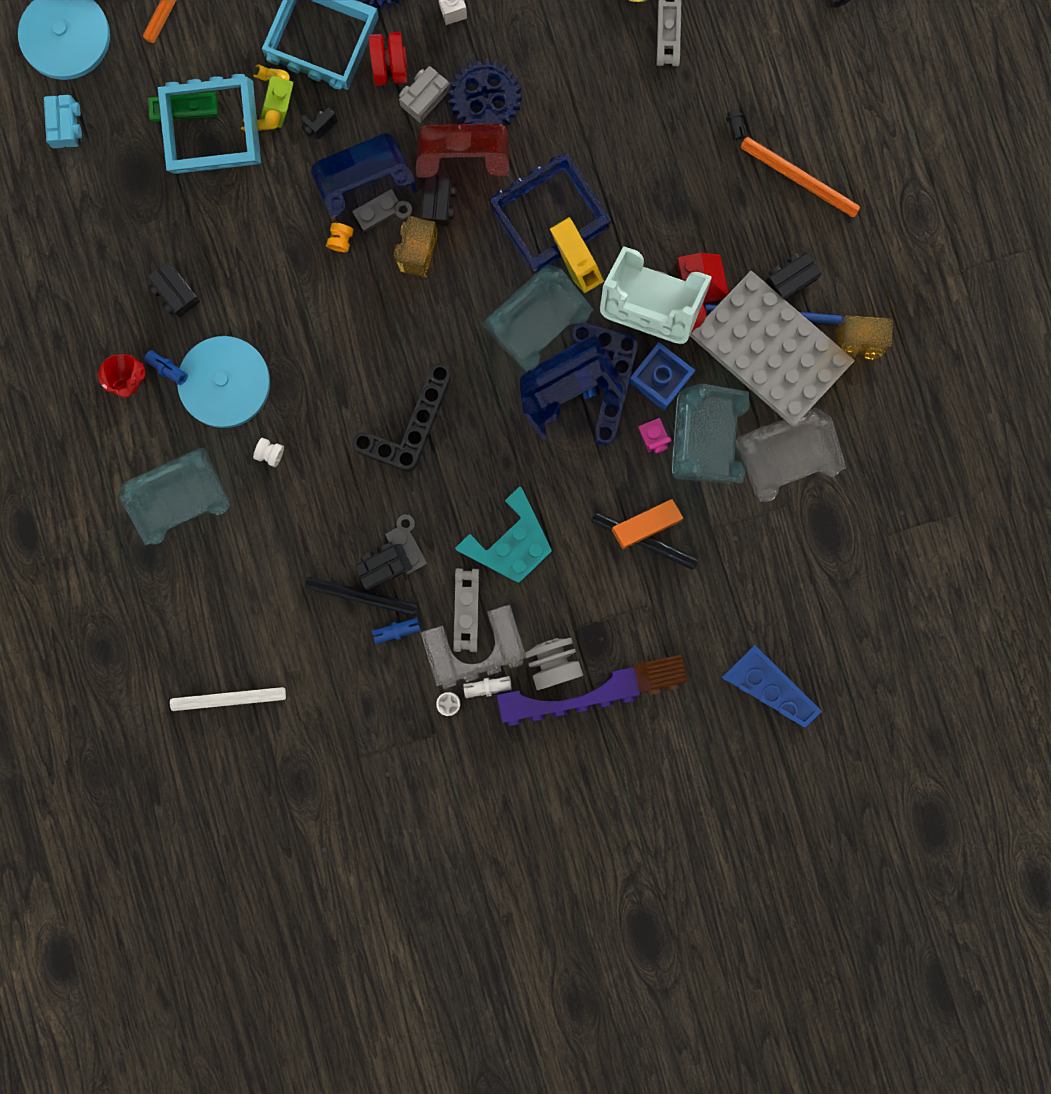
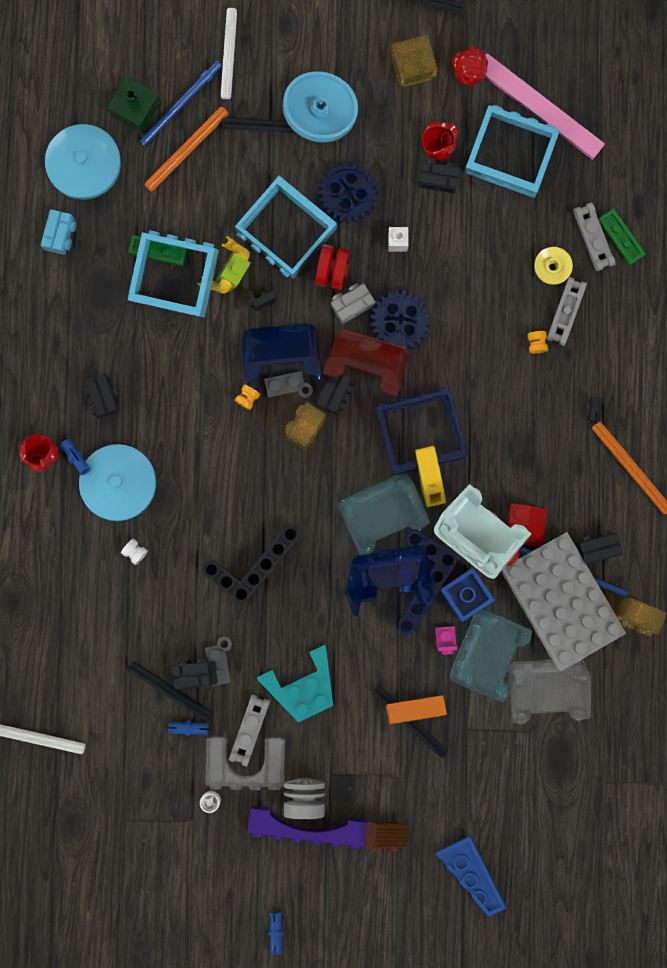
camera: 20 degrees right, 0 degrees up
(173, 495) = (47, 561): clear light blue windscreen -> none
(487, 687) = (246, 798): white pin -> none
(571, 826) = (275, 933): none -> blue pin
(648, 71) = (537, 342): none -> light orange wheel

